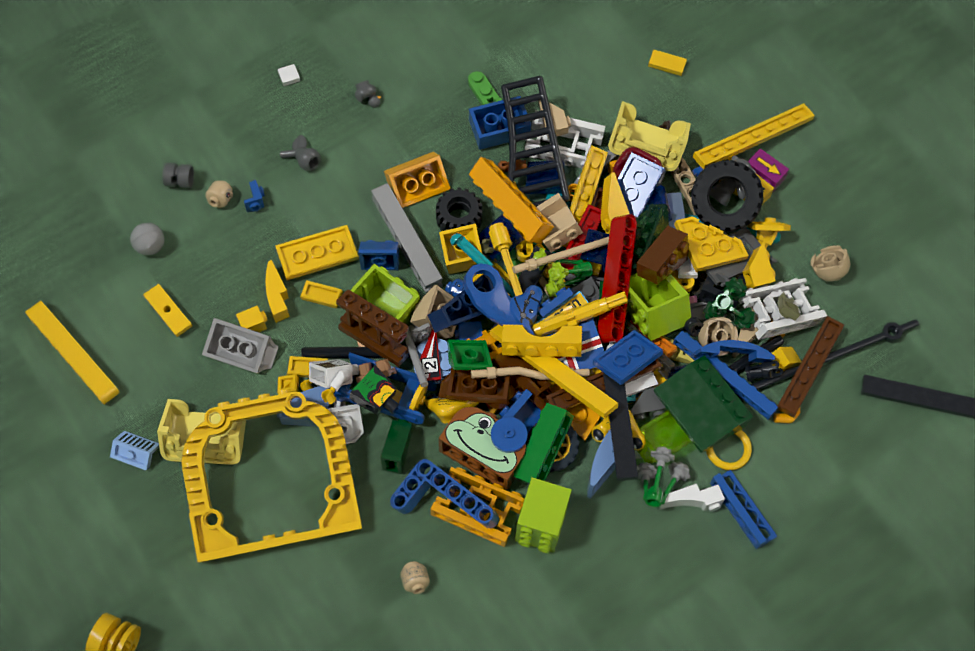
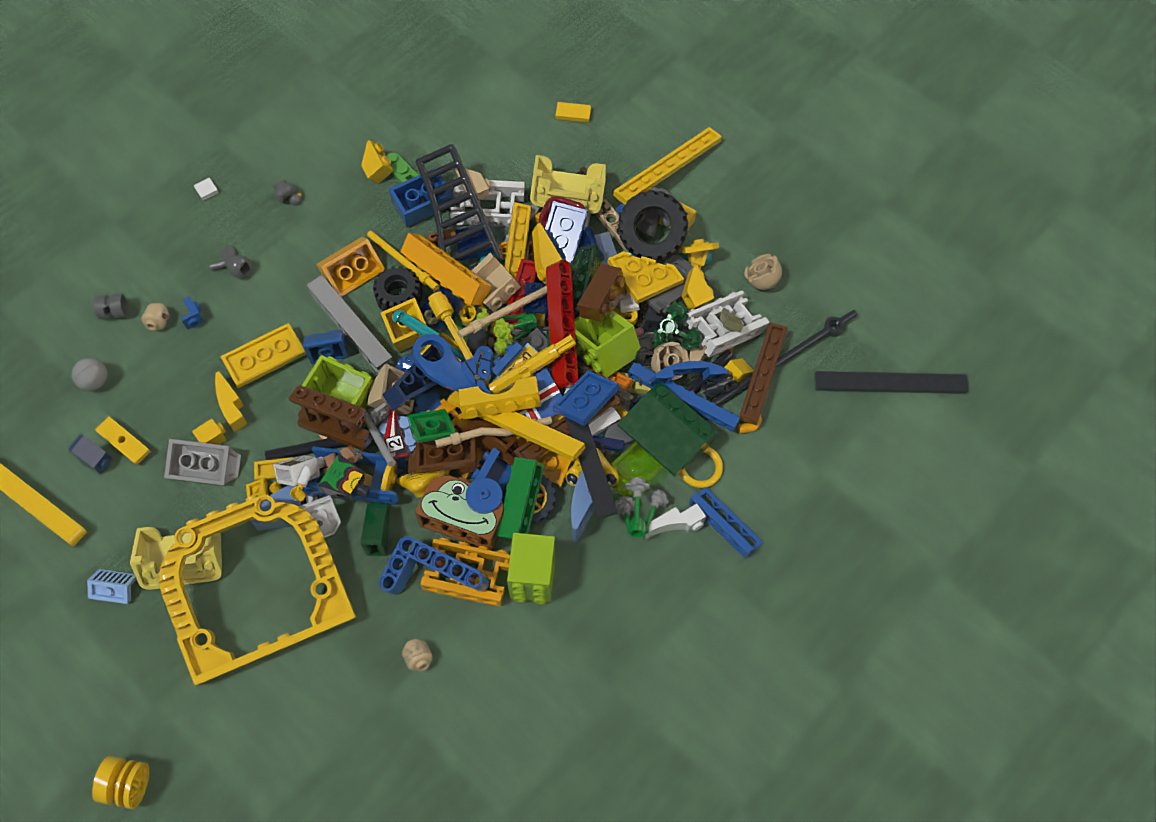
camera: 10 degrees left, 0 degrees up
(135, 318) = (90, 454): none -> slope
(320, 294) = (274, 395): yellow tile -> none
(459, 79) = (375, 162): none -> yellow slope
(487, 203) = (423, 277): none -> yellow bar
(641, 407) = (608, 443): none -> clear blue axle
(768, 168) = (688, 193): magenta brick -> none

